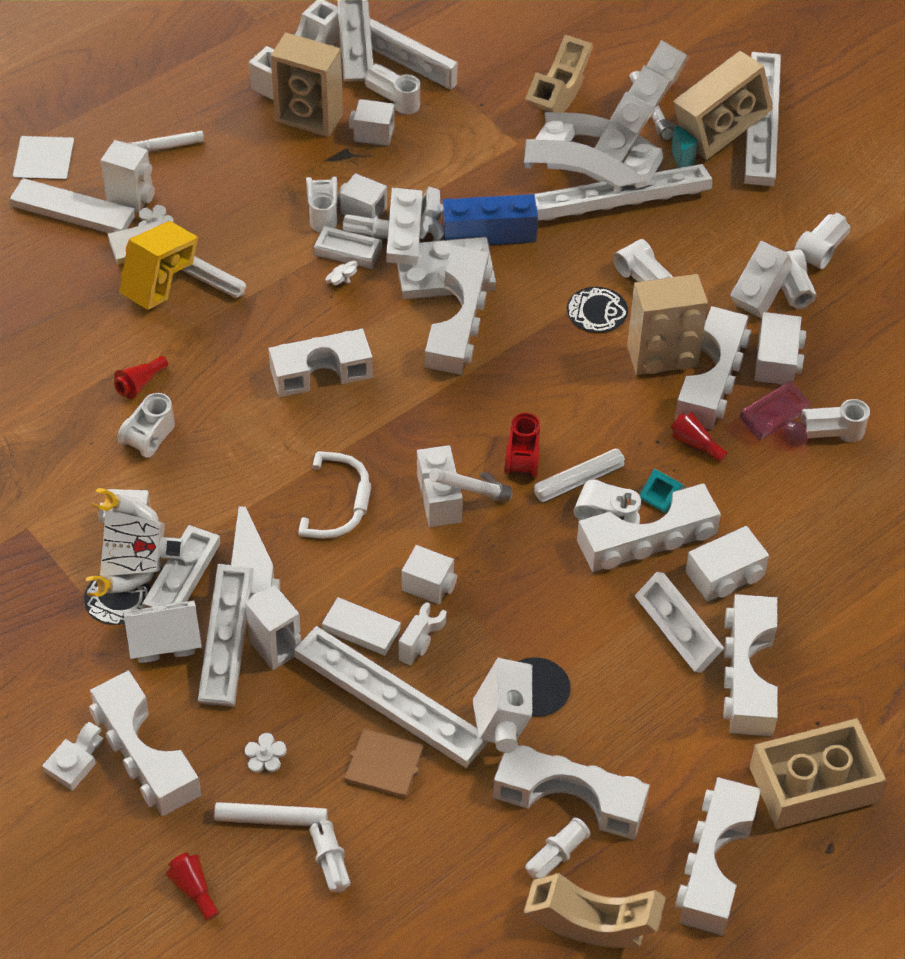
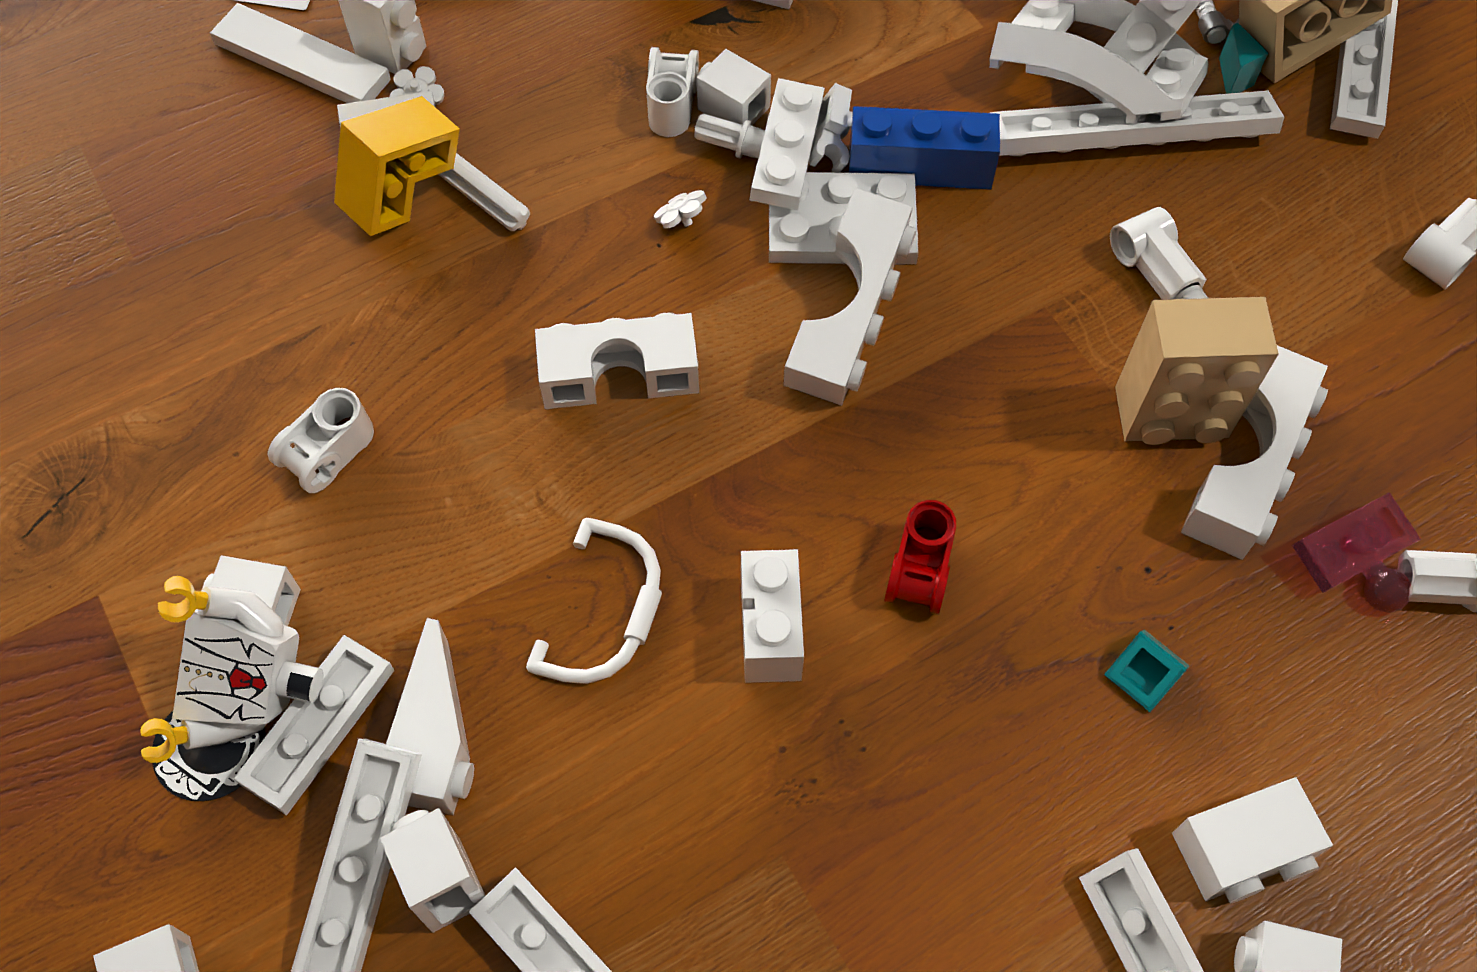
camera: 10 degrees right, 10 degrees up
(133, 379) = (321, 353): red cone -> none
(162, 631) = (249, 842): white brick -> none
(347, 247) = (698, 166): white tile -> none
(361, 626) = (596, 870): white tile -> none
(416, 638) = (684, 916): white plate -> none
(428, 575) = (726, 788): white brick -> none
(491, 488) = (866, 634): white piece -> none
(579, 475) = (1009, 620): white axle -> none
(597, 309) = (1074, 316): black sticker -> none
(602, 498) = (1048, 688): white piece -> none
(612, 541) = (1048, 763): white arch -> none
(691, 432) = (1212, 567): red cone -> none
(761, 279) = (1355, 302): white brick -> none
(778, 348) = (1371, 428): white brick -> none
(797, 284) = (1399, 292): white piece -> none

